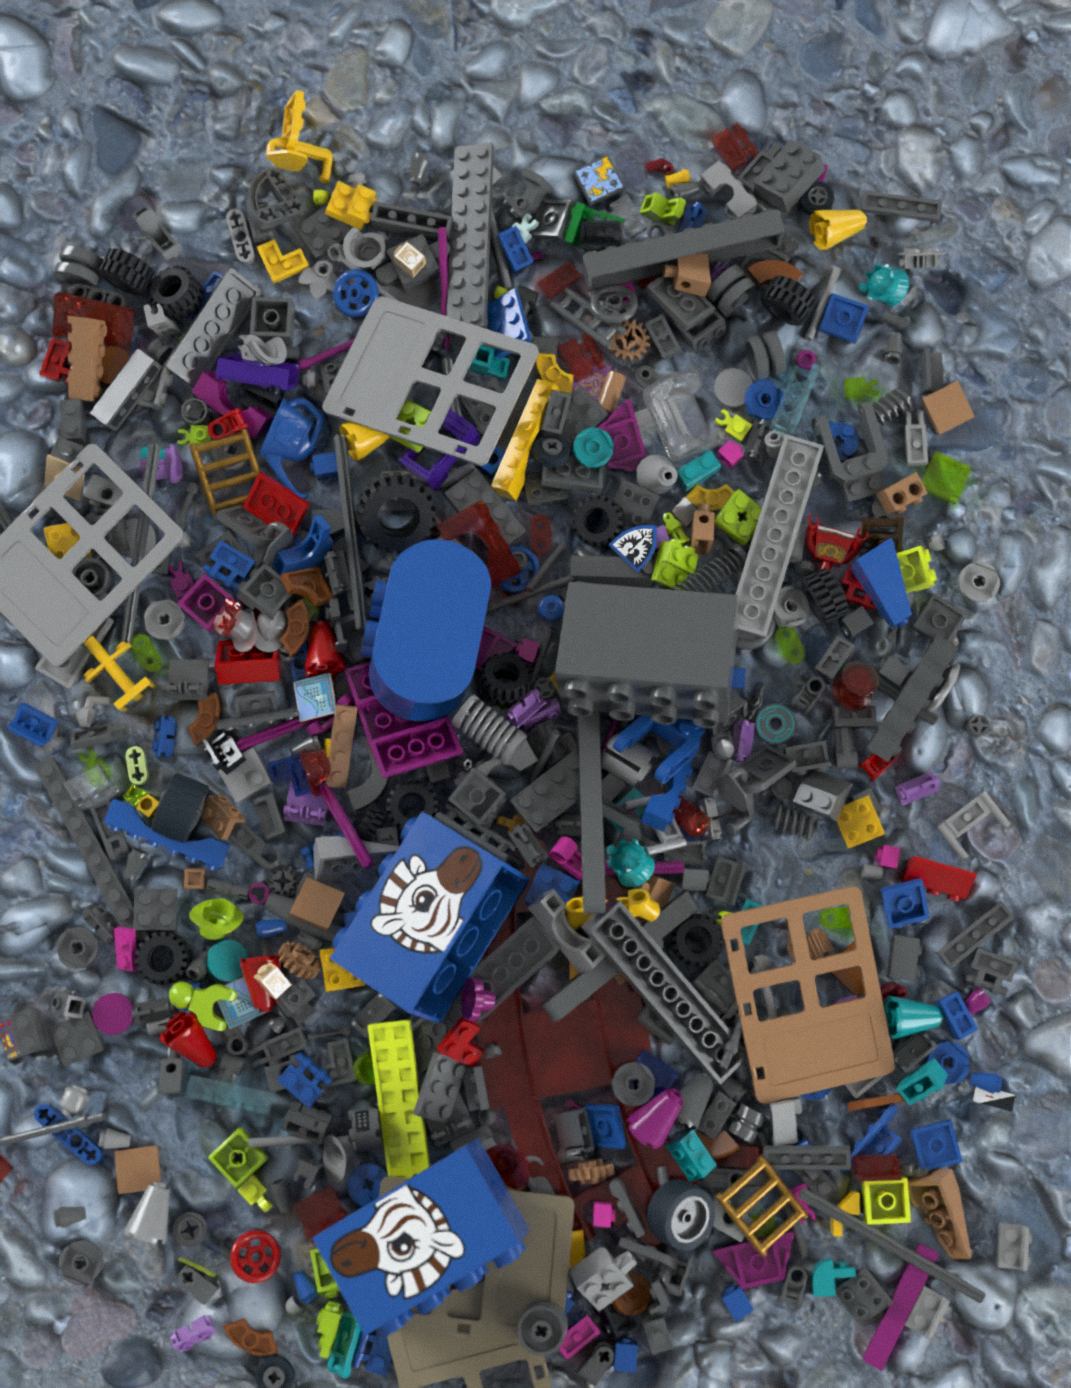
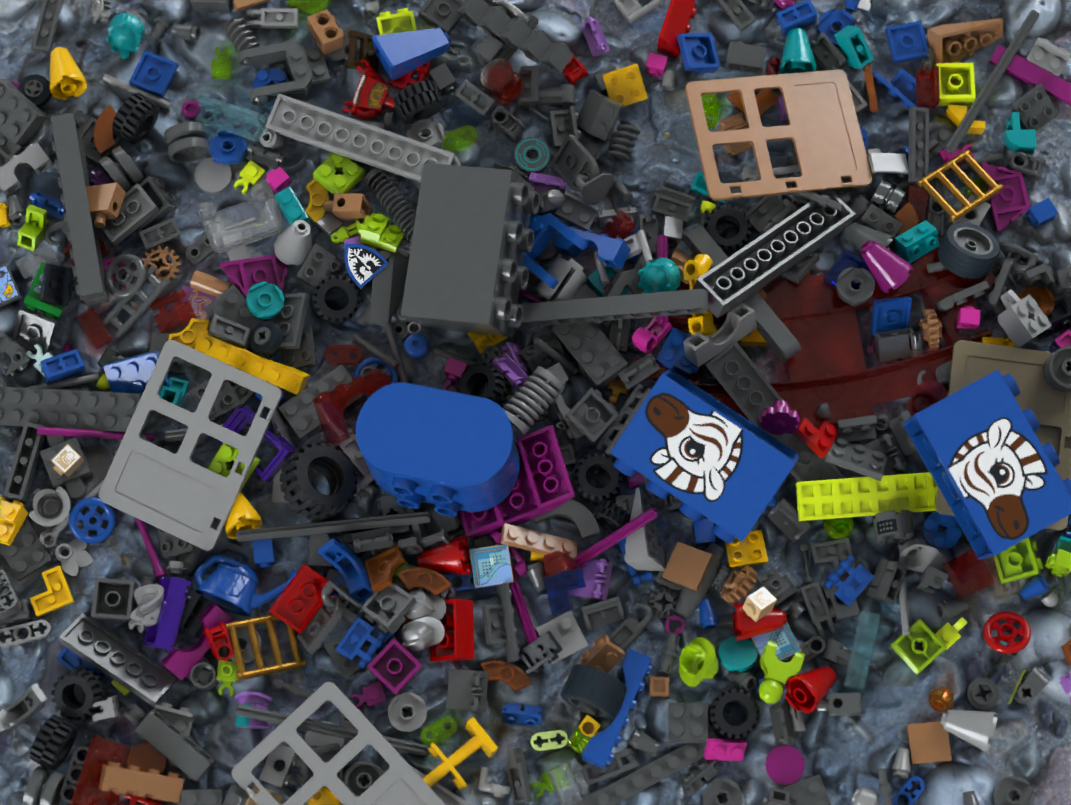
camera: 90 degrees left, 5 degrees down
(182, 1183) = (941, 699): none -> clear orange cone
(226, 618) = (414, 645): clear red plate -> none

